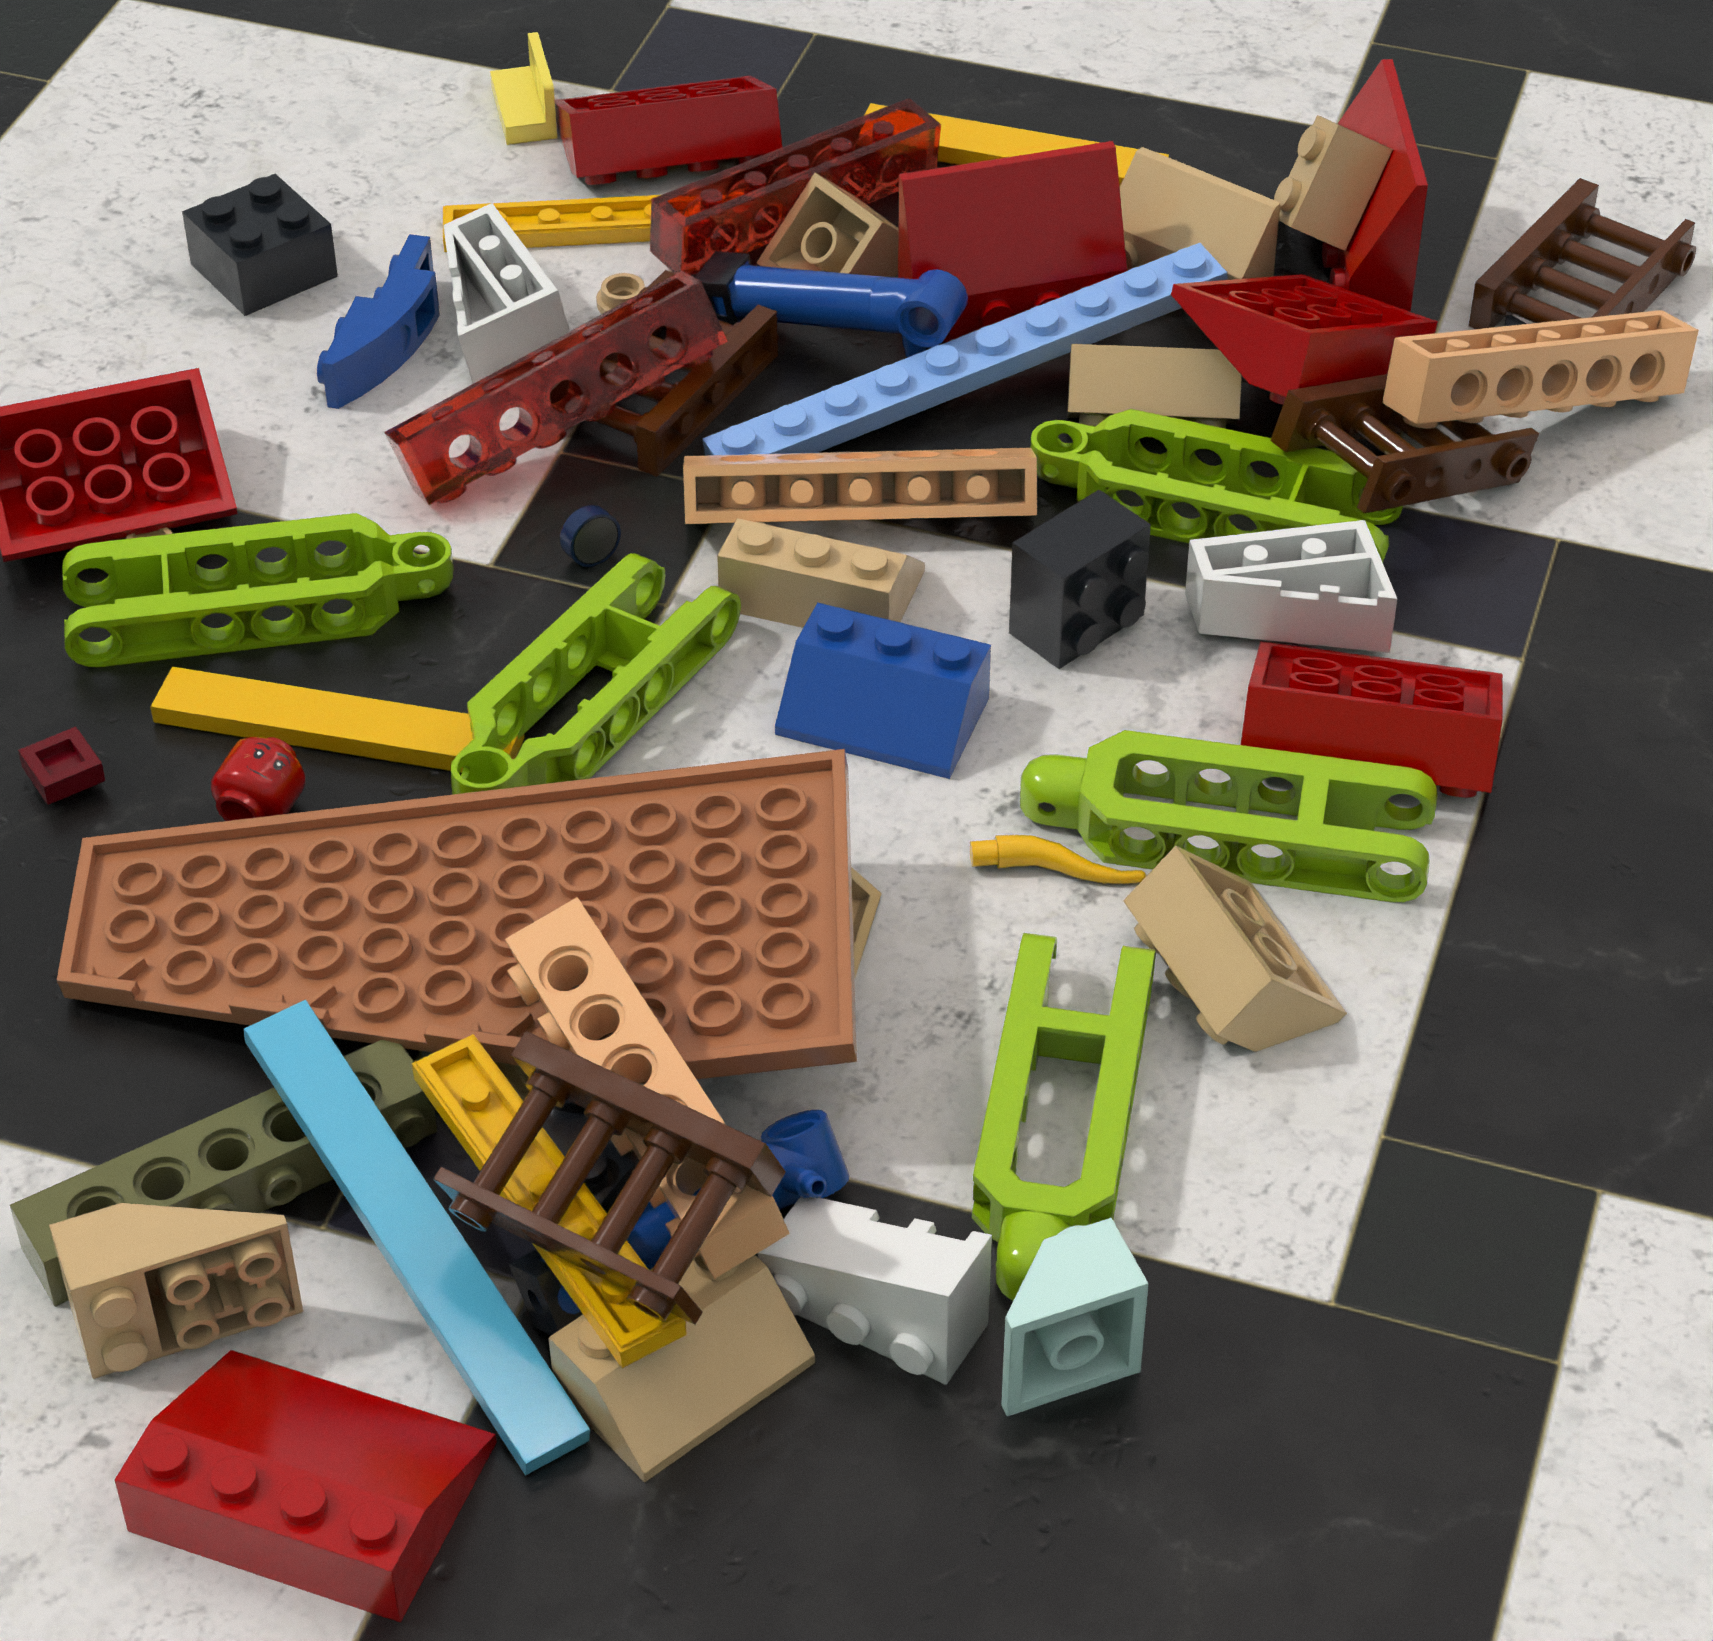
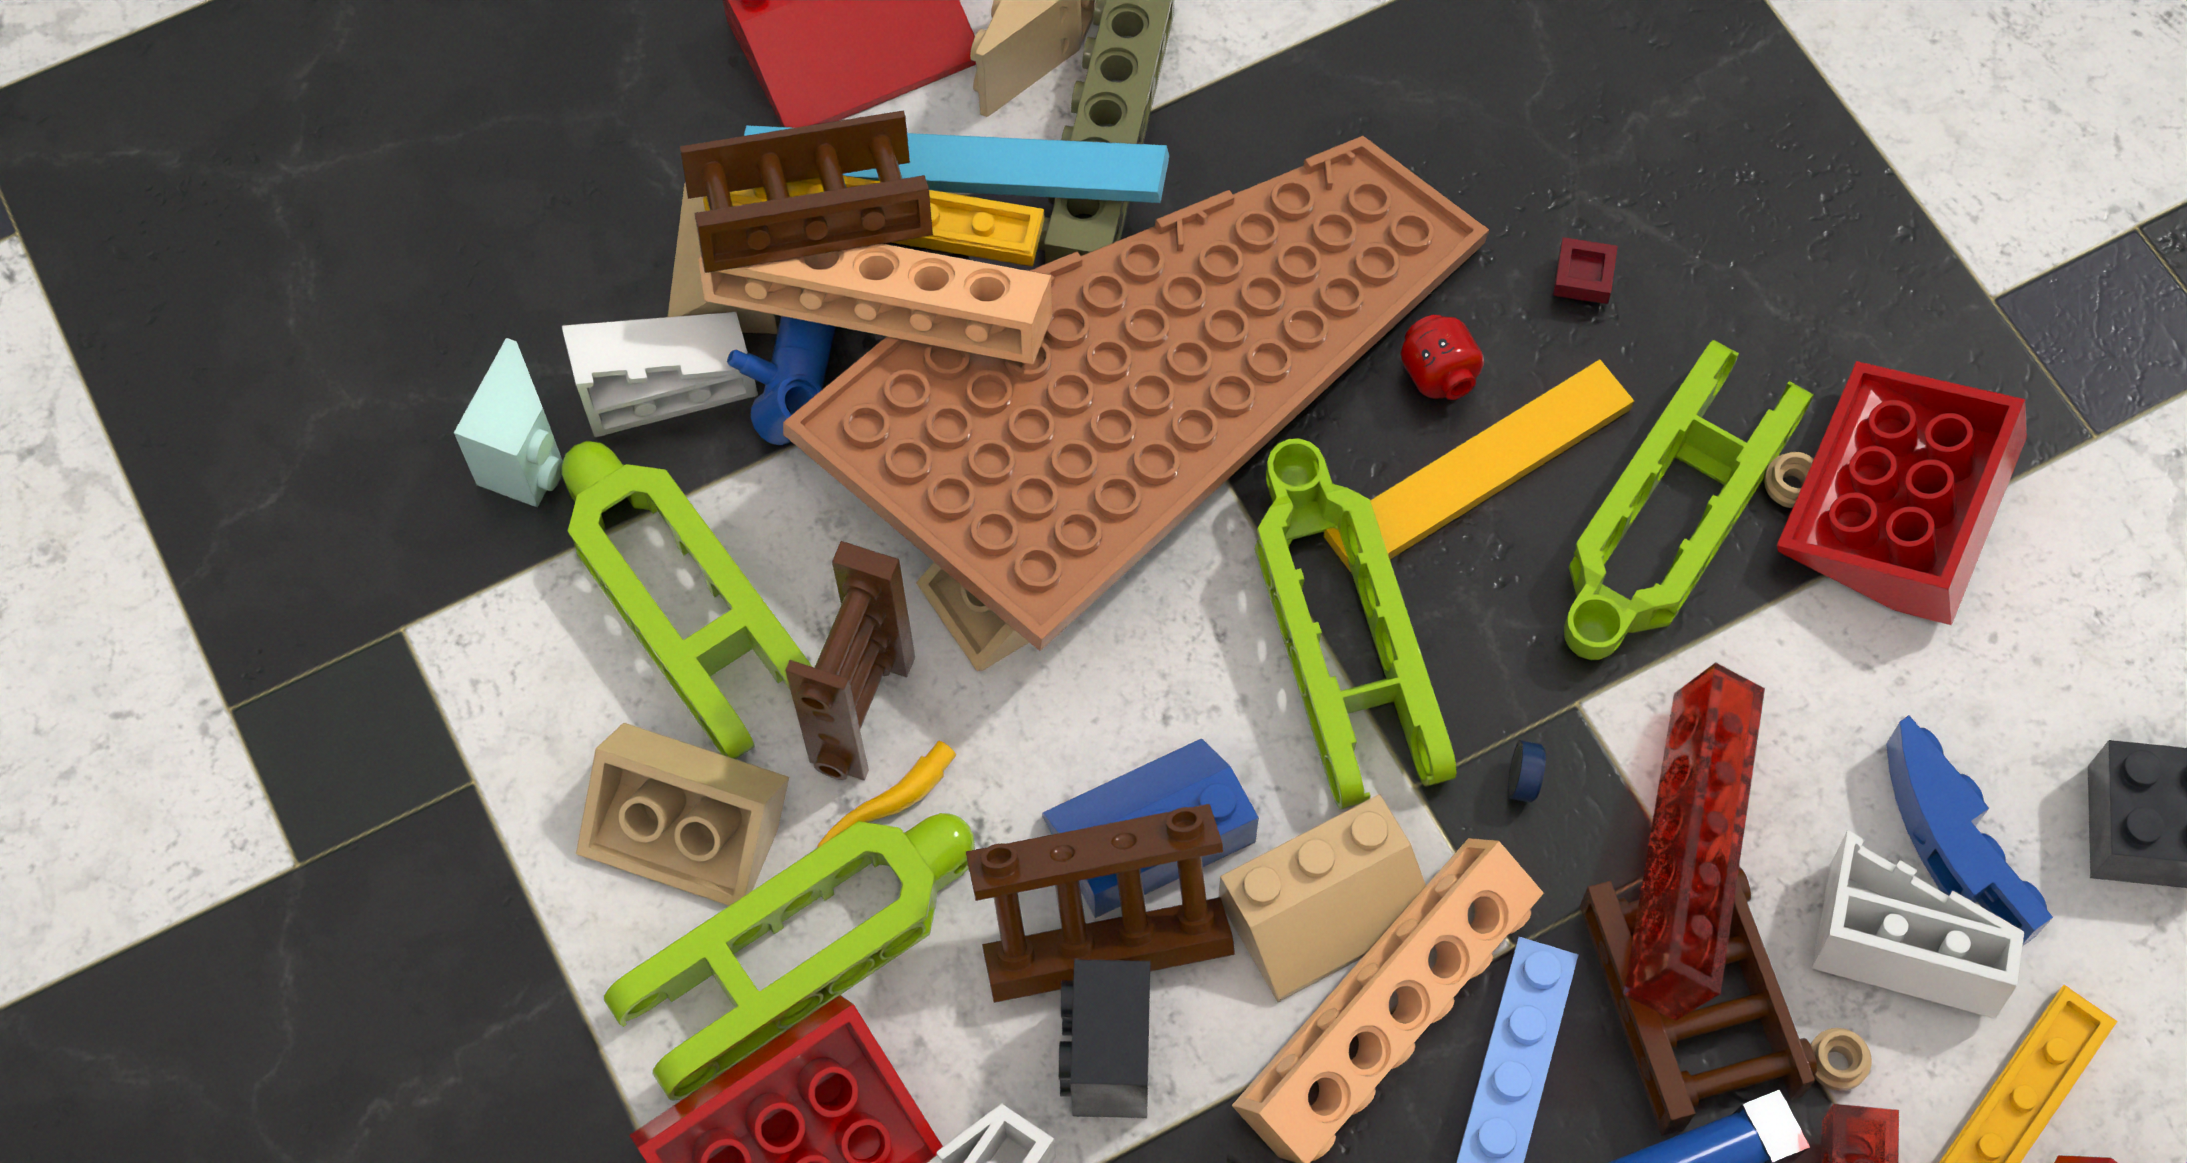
camera: 135 degrees right, 20 degrees up
(950, 843) = (863, 645): none -> reddish brown fence
(1031, 643) = (1164, 936): none -> reddish brown fence

